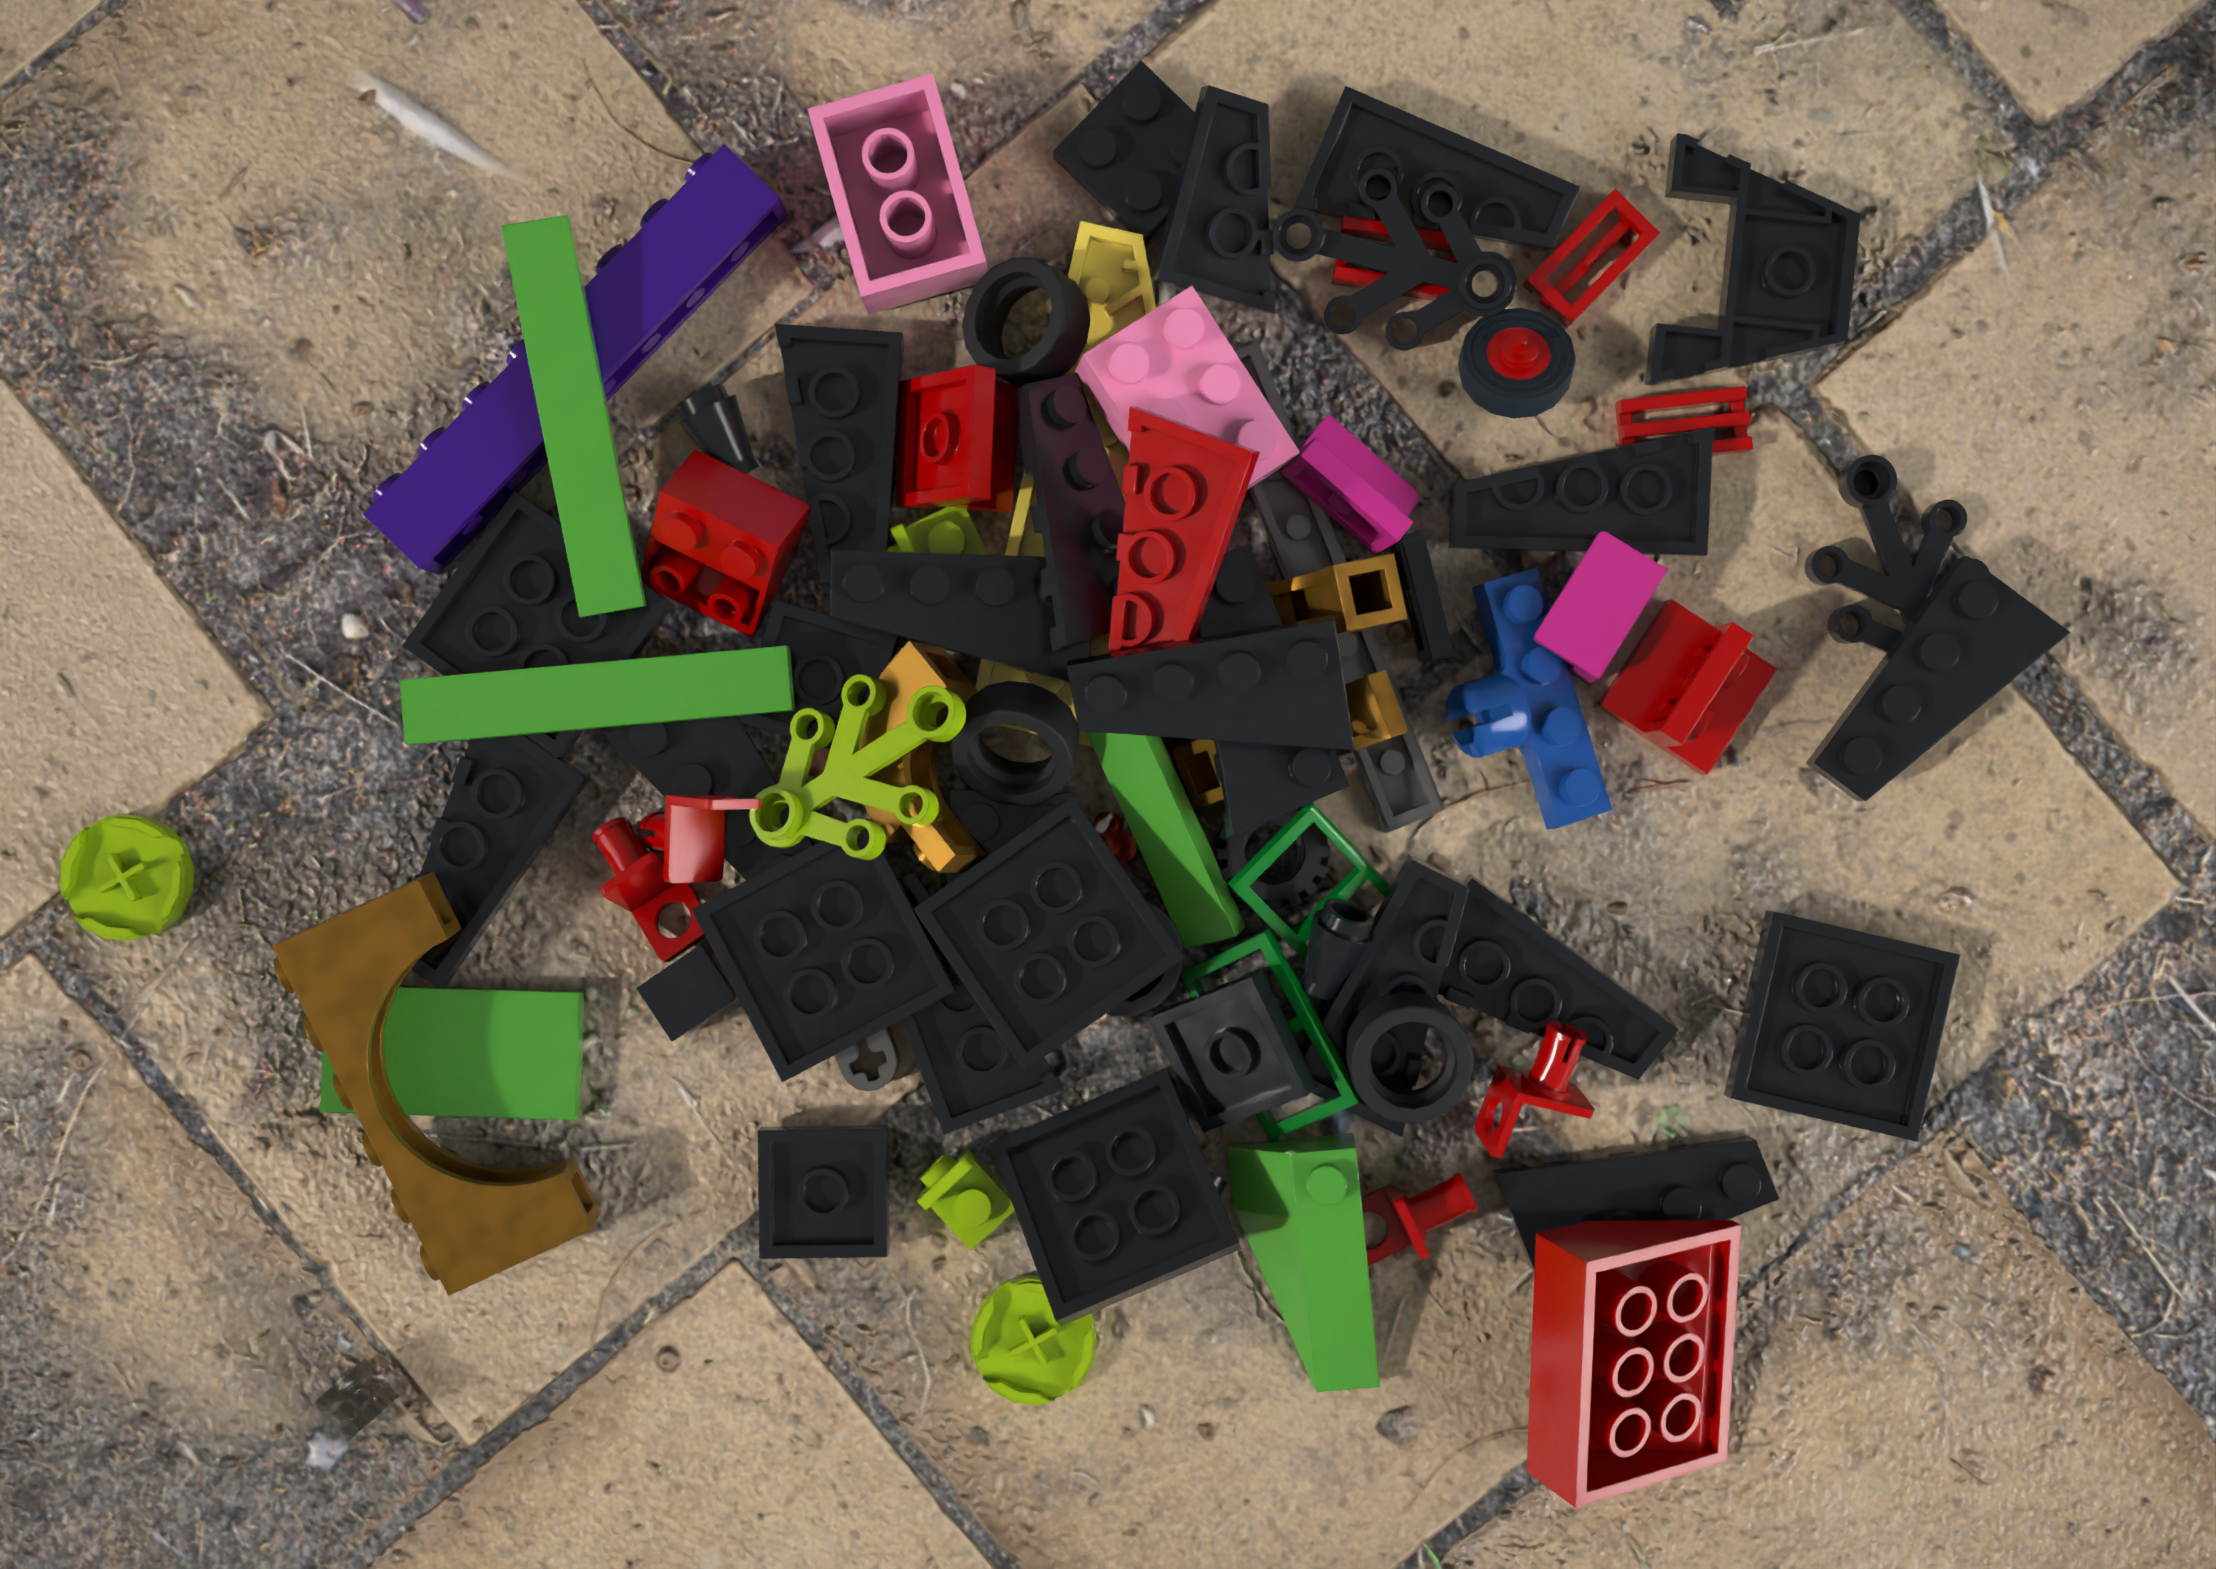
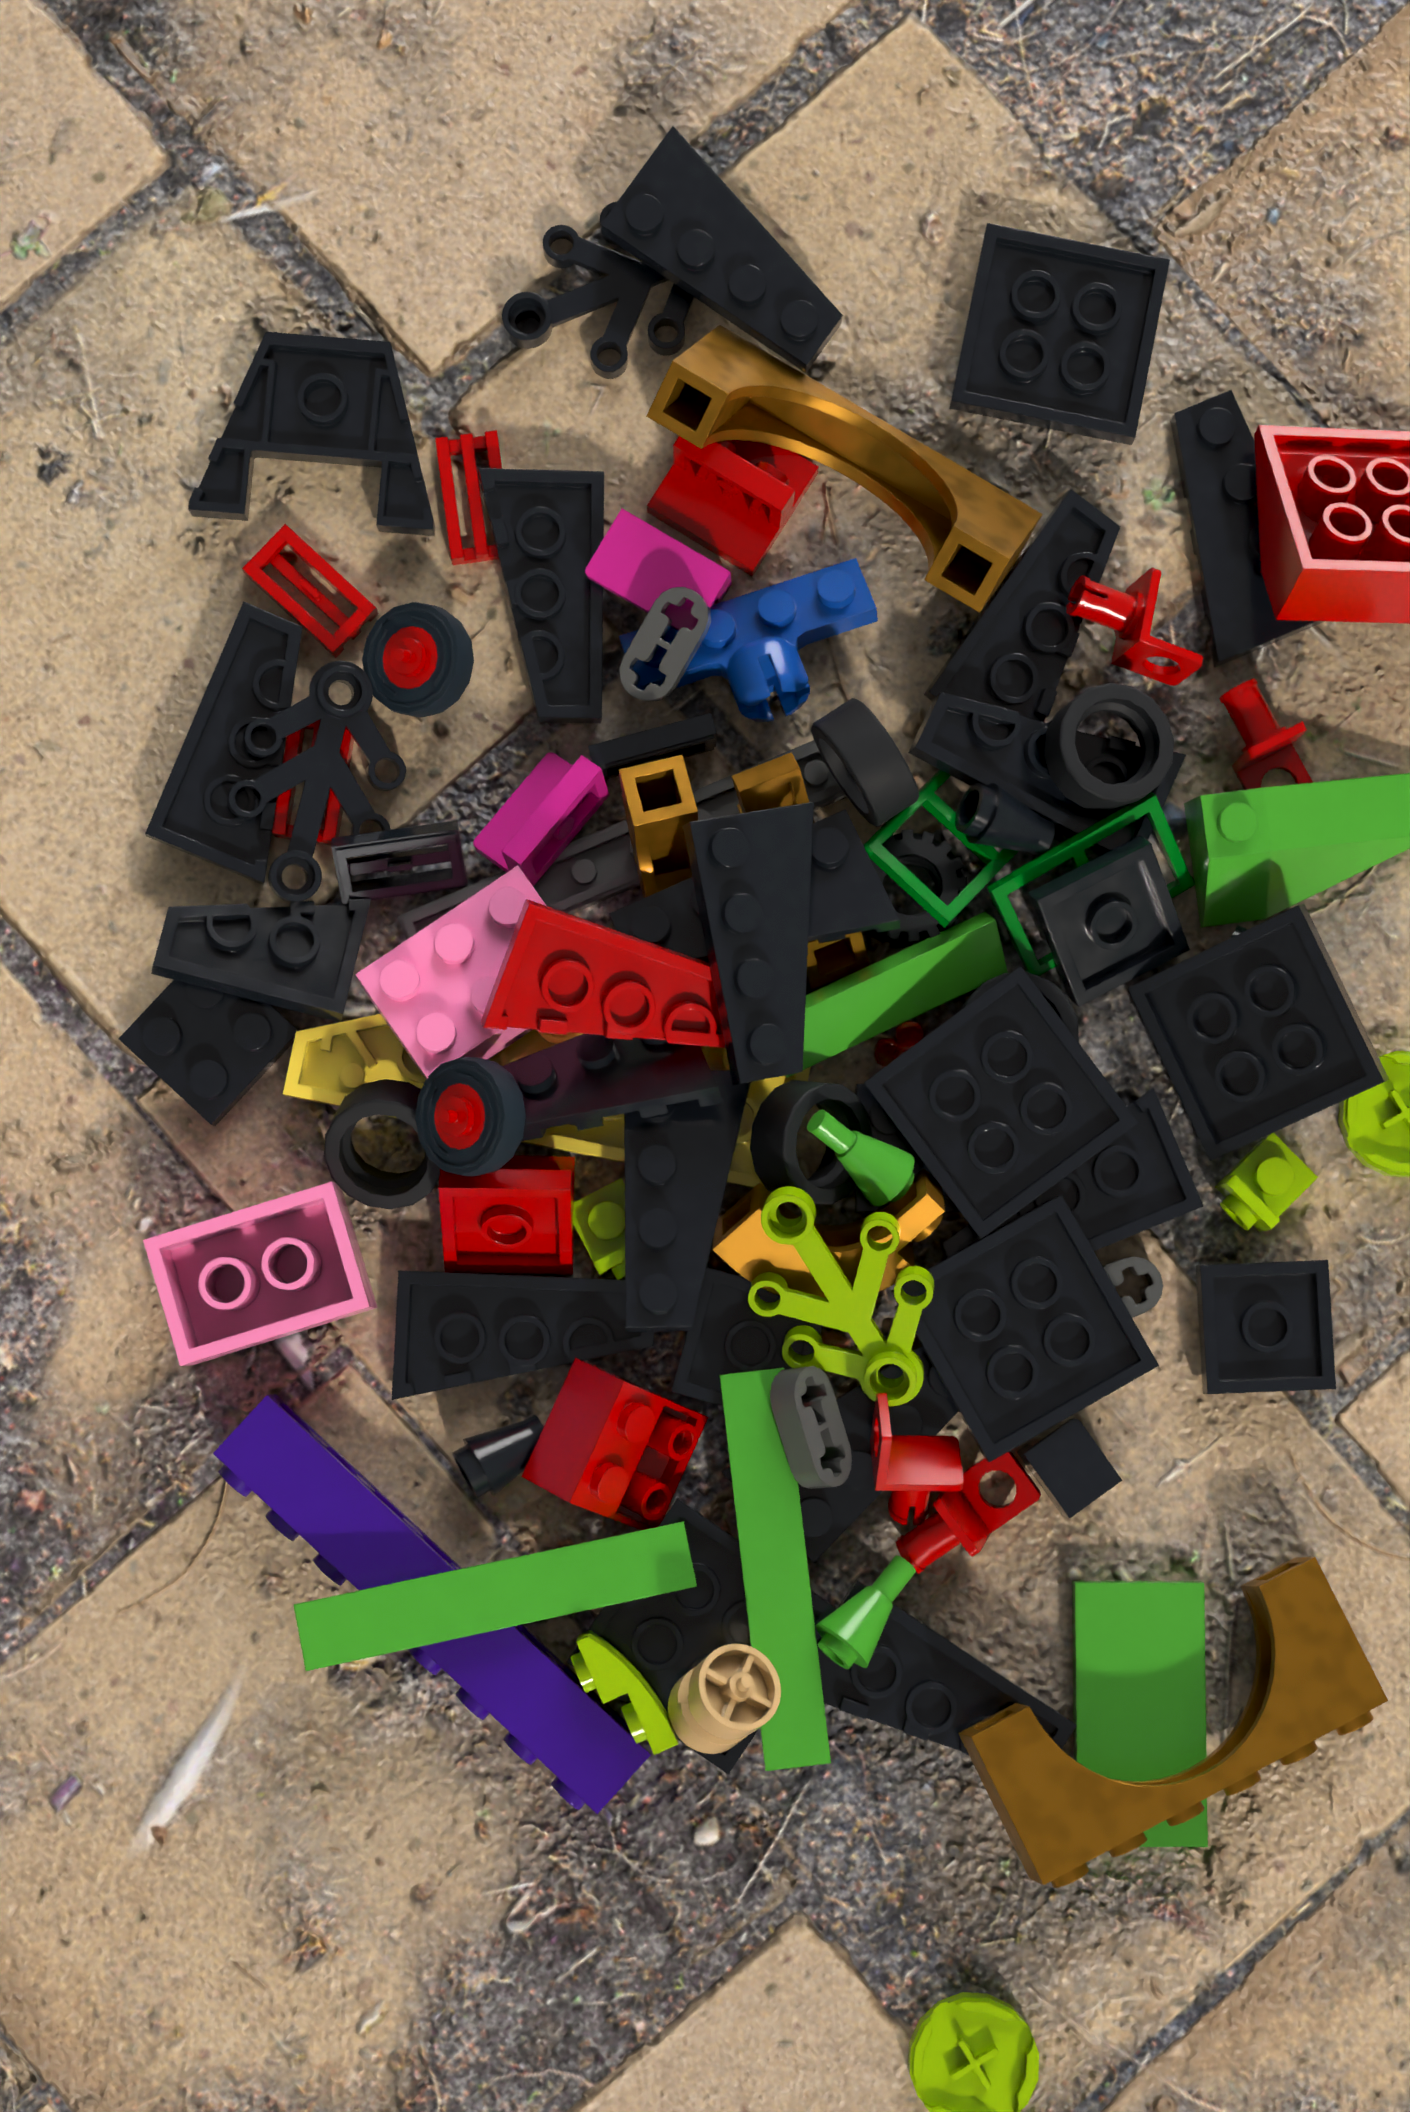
camera: 95 degrees left, 5 degrees down
(464, 638) = (724, 1698): none -> tan wheel
(494, 534) = (613, 1675): none -> lime slope
(539, 775) = (856, 1626): none -> bright green cone
(731, 734) = (811, 1427): none -> dark grey beam
(988, 805) = (876, 1167): none -> bright green cone
(1043, 395) = (470, 1116): none -> black wheel
(1321, 341) = (398, 840): none -> black tile
(1398, 808) = (865, 762): none -> black tyre
(1533, 596) = (651, 636): none -> dark grey beam
(1786, 695) = (740, 392): none -> pearl gold arch

